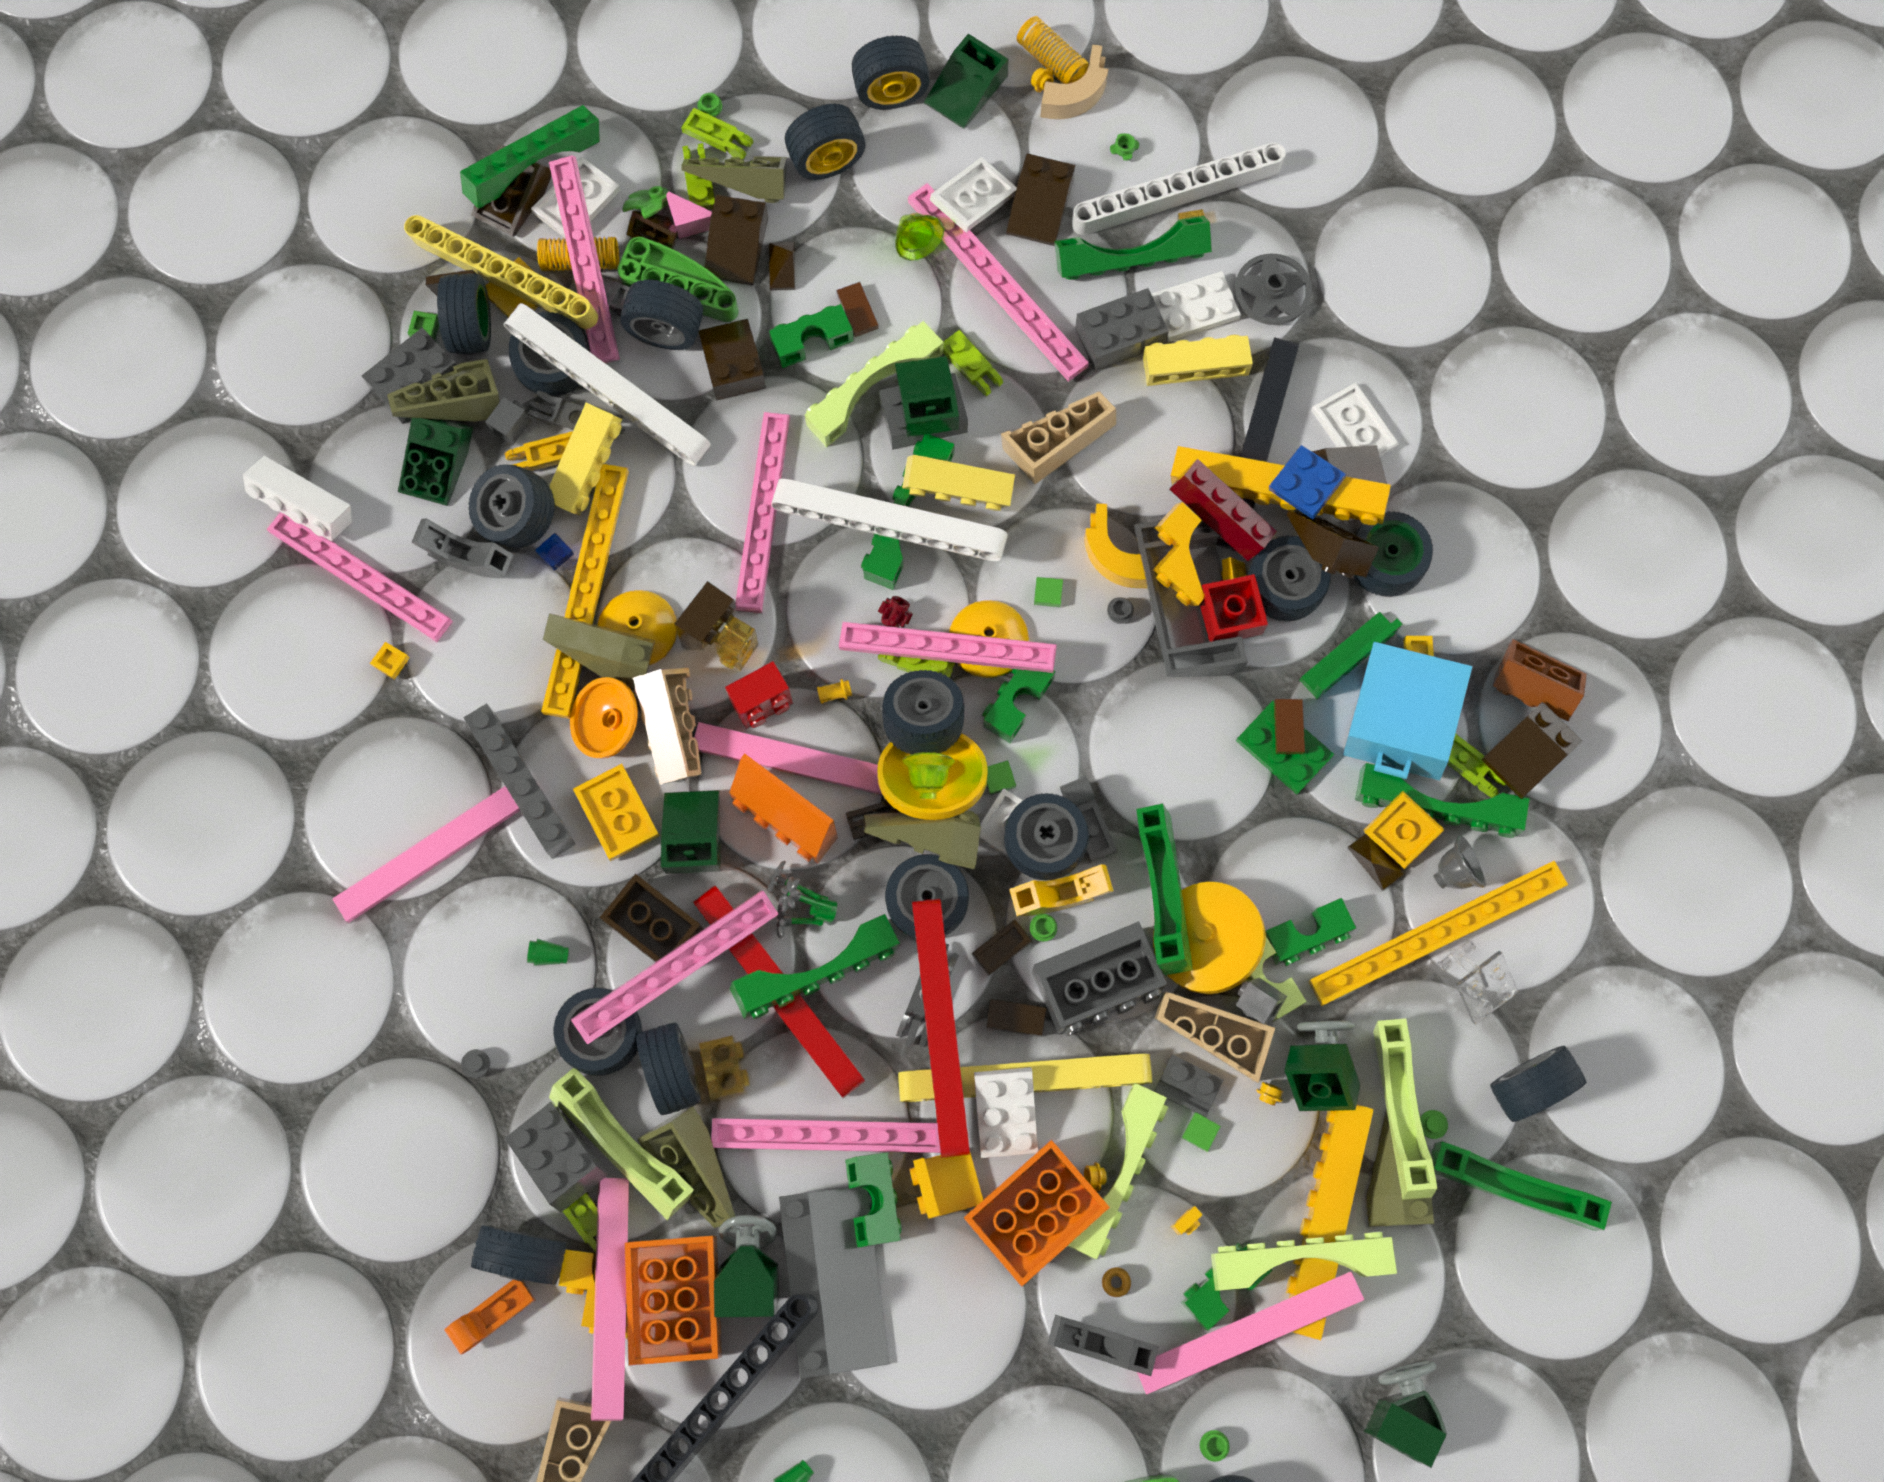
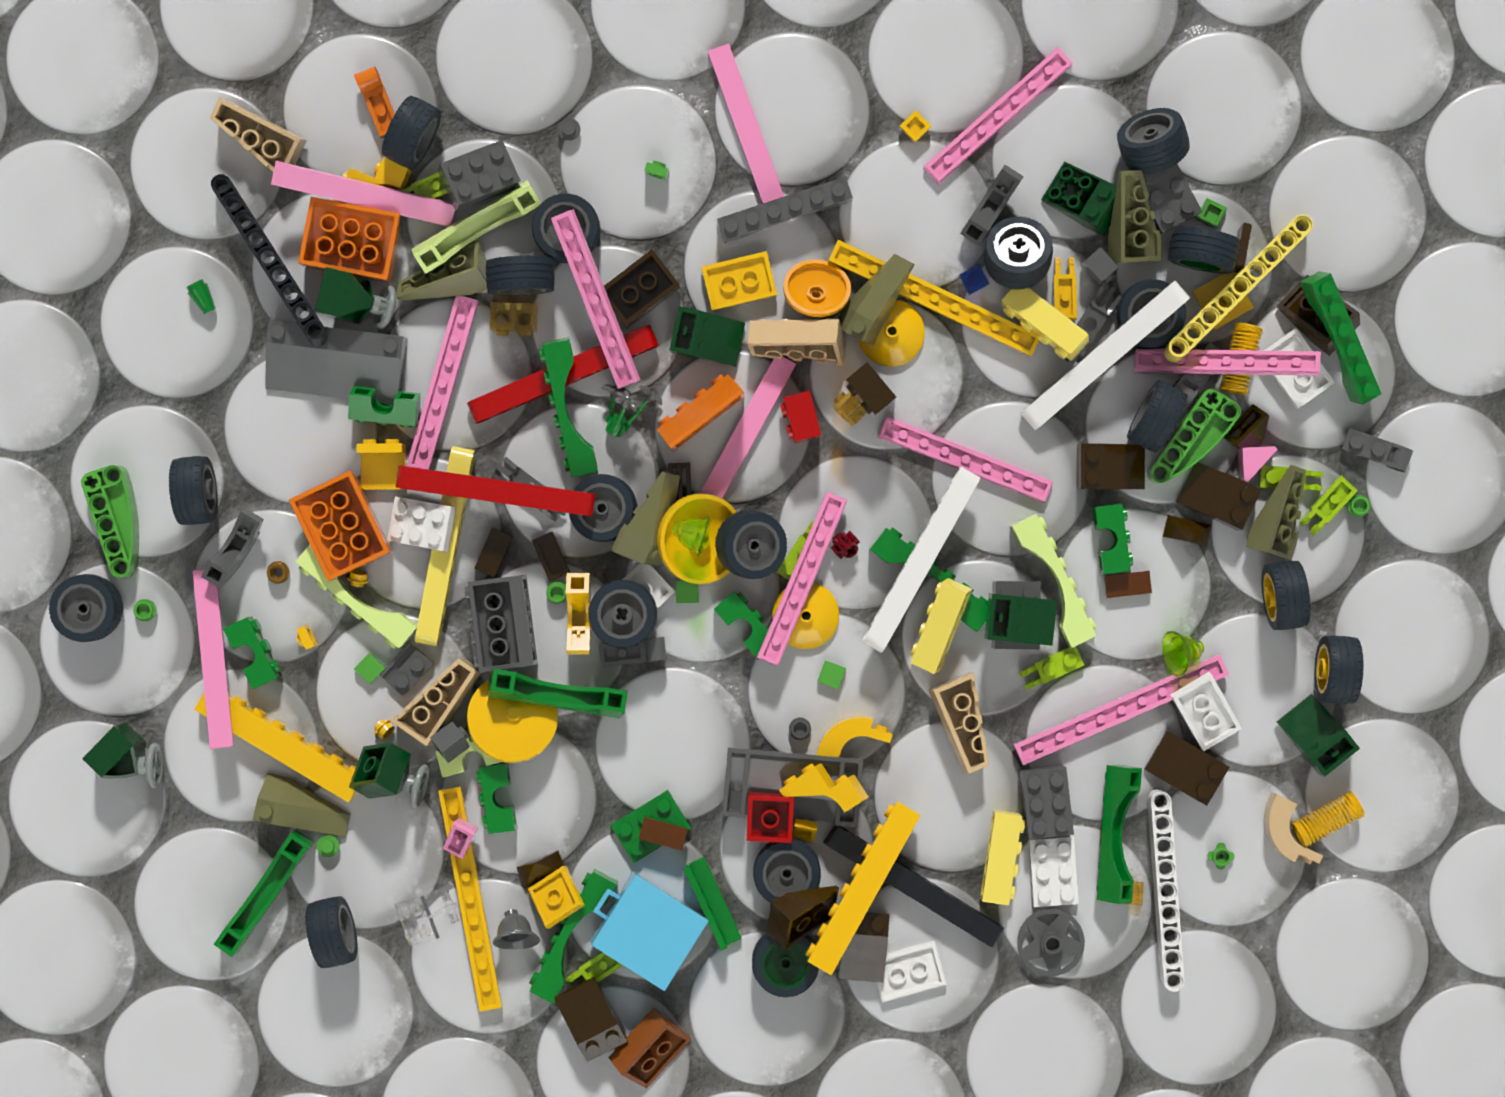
camera: 100 degrees right, 15 degrees up
(297, 498) = (1076, 77): white brick -> none
(351, 393) = (1153, 140): none -> black wheel
(504, 942) = (657, 170): none -> bright green plate
(546, 953) = (640, 202): green cone -> none
(644, 102) = (1377, 450): none -> dark grey plate
(648, 201) = (1277, 429): bright green plate -> none
(834, 691) = (793, 479): yellow pin -> none
(1039, 78) = (1304, 803): yellow plate -> none
(1044, 1417) = (193, 490): none -> black wheel
(1223, 510) = (852, 833): dark red brick -> none
(1242, 1268) = (257, 665): yellowish green arch -> none
(1307, 482) = (854, 908): blue plate -> none
(1371, 959) = (460, 837): none -> bright pink slope
(1409, 1144) = (341, 824): yellowish green arch -> none
(1419, 644) = (701, 959): yellow plate -> none

